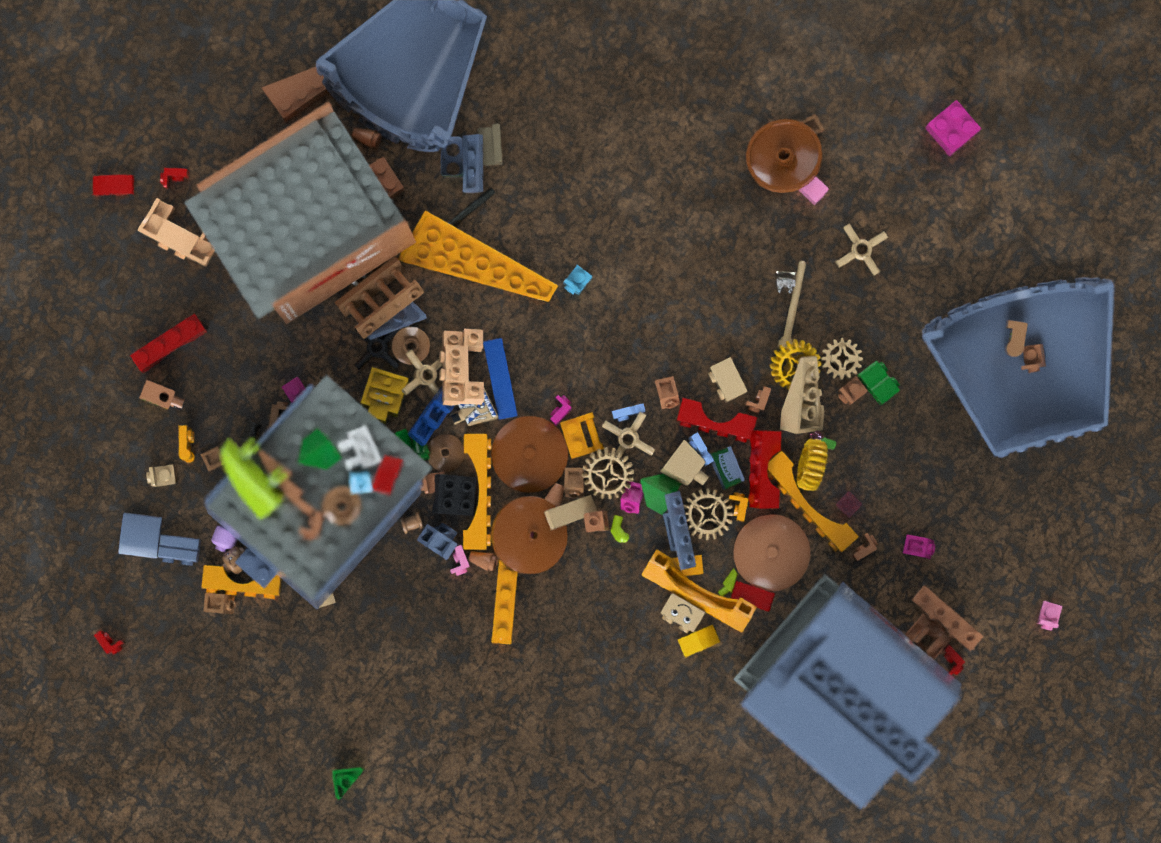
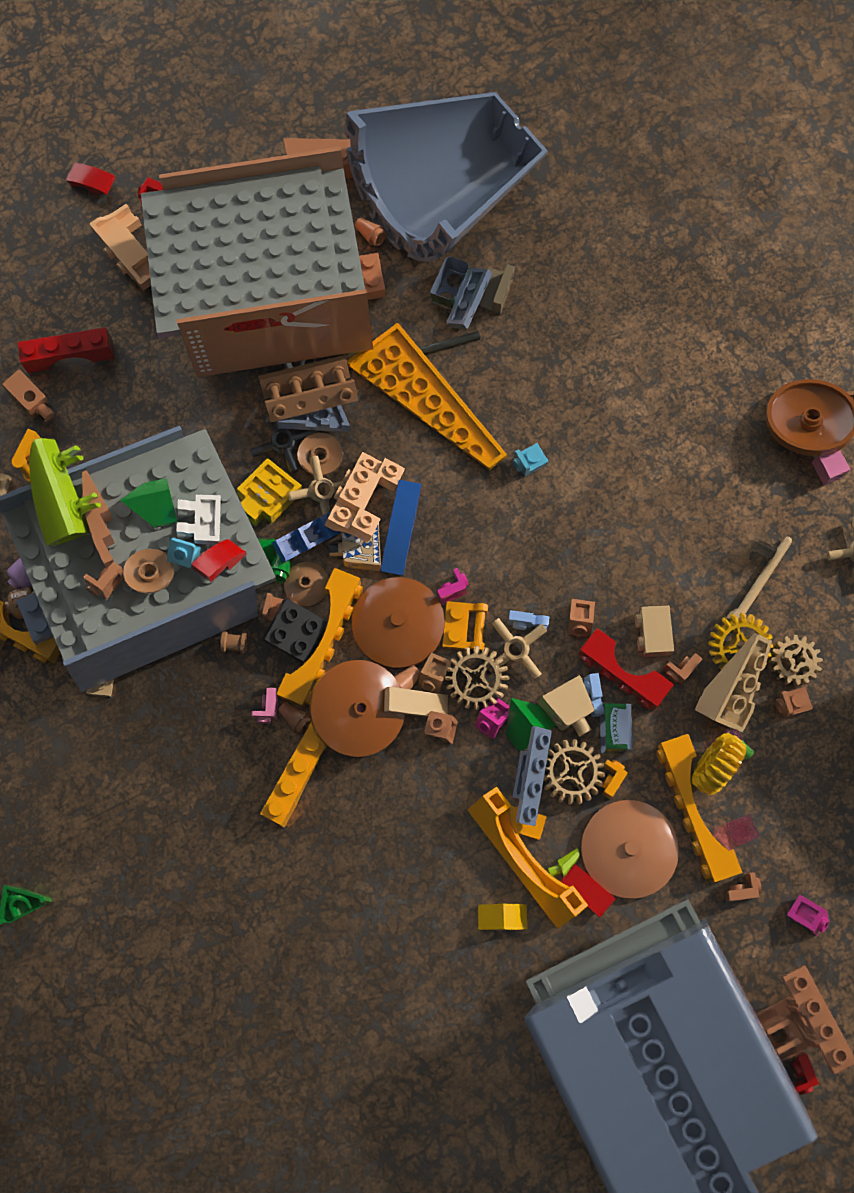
camera: 25 degrees right, 10 degrees down
(439, 539) = (254, 672): sand blue brick -> none
(617, 531) = (460, 748): lime arm -> none
(682, 613) = (496, 875): tan brick -> none
(763, 446) = (647, 770): red arch -> none
(878, 382) = (829, 704): green brick -> none

